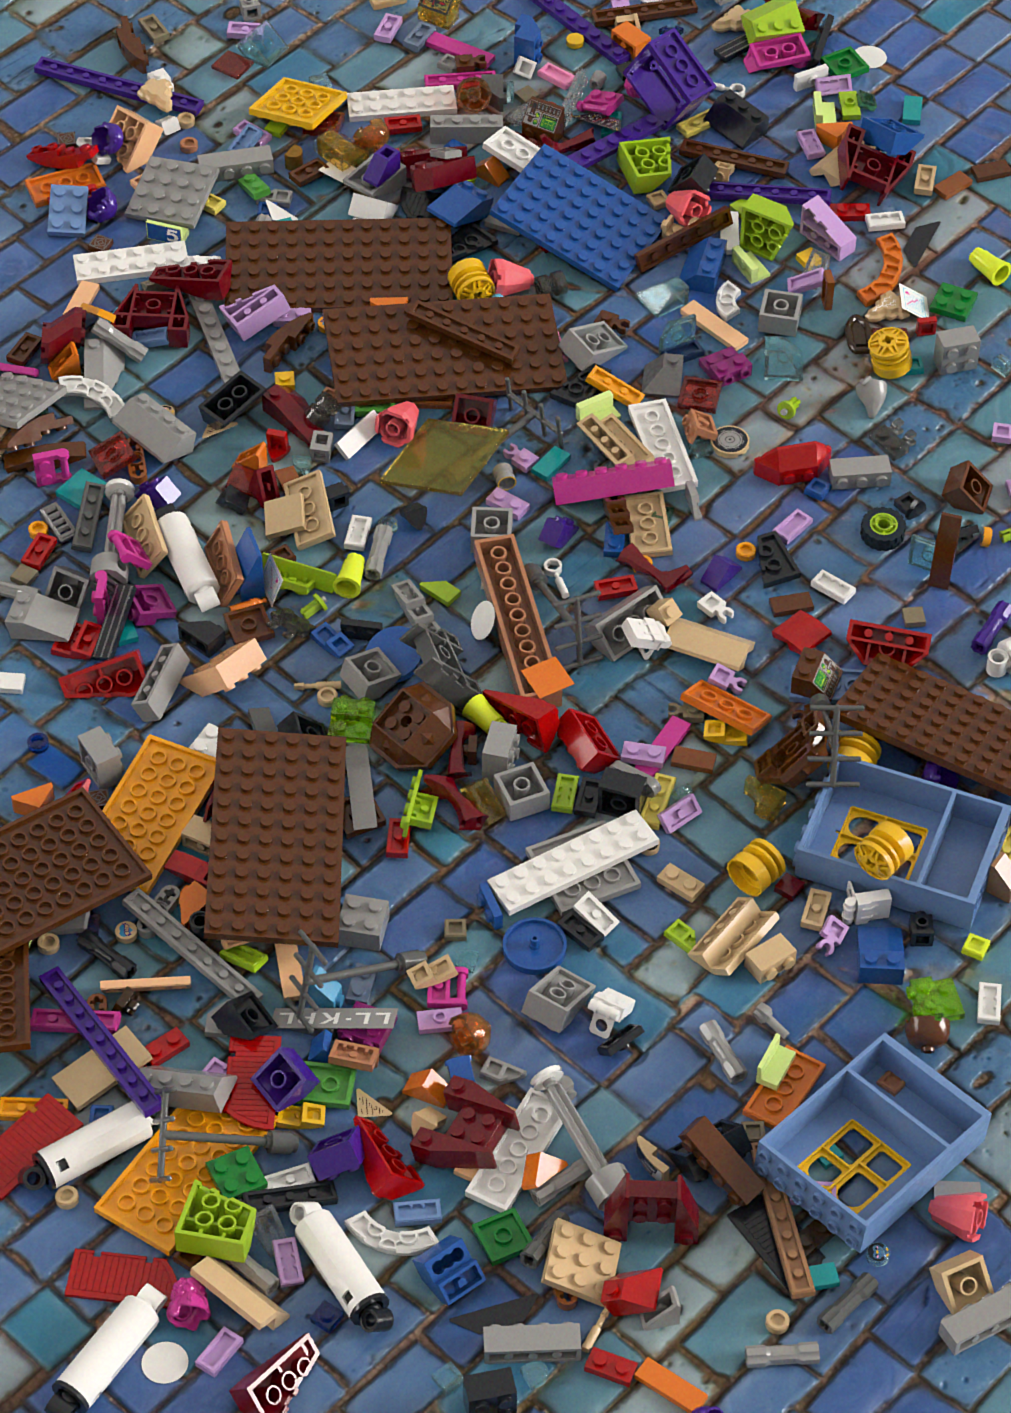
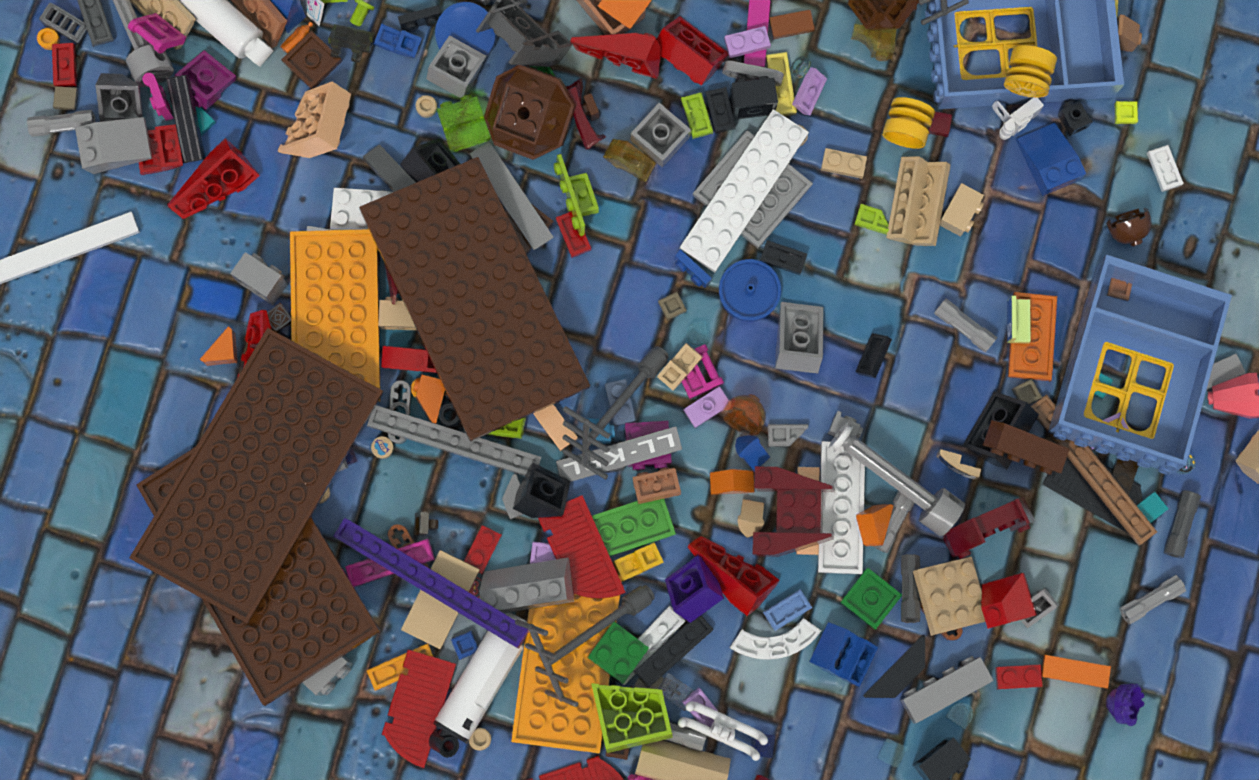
camera: 30 degrees left, 30 degrees up
(38, 743) = (186, 281): clear blue tile -> none
(118, 963) = (393, 484): black axle -> none
(146, 984) = (432, 496): light nougat tile -> none
(160, 682) = (266, 166): light grey brick -> none
(202, 636) = (276, 93): black slope -> none
(284, 1079) = (612, 542): dark purple slope -> none
(294, 1275) = (723, 729): none -> white piece
(318, 685) = (412, 96): tan piece -> none
(320, 1047) = (621, 488): blue tile -> none
(341, 1267) = (754, 699): white piece -> none
(363, 922) = (591, 339): light grey brick -> none
(369, 1107) = (689, 522): tan sticker -> none
(445, 788) = (619, 176): dark red animal -> none
(481, 712) = (586, 66): neon yellow plant -> none
(500, 749) = (621, 102): light grey brick -> none
(594, 1332) = (989, 650): tan piece -> none
(596, 913) = (790, 236): white plate -> none
(610, 1007) = (851, 329): white piece -> none
(764, 1014) = (983, 271): light grey bar -> none
(777, 1321) = (1132, 567): tan tile -> none
(816, 909) = (975, 139): tan plate -> none
(832, 933) = (1001, 158): lavender plate -> none
(935, 998) = (1118, 186): clear neon green plate -> none

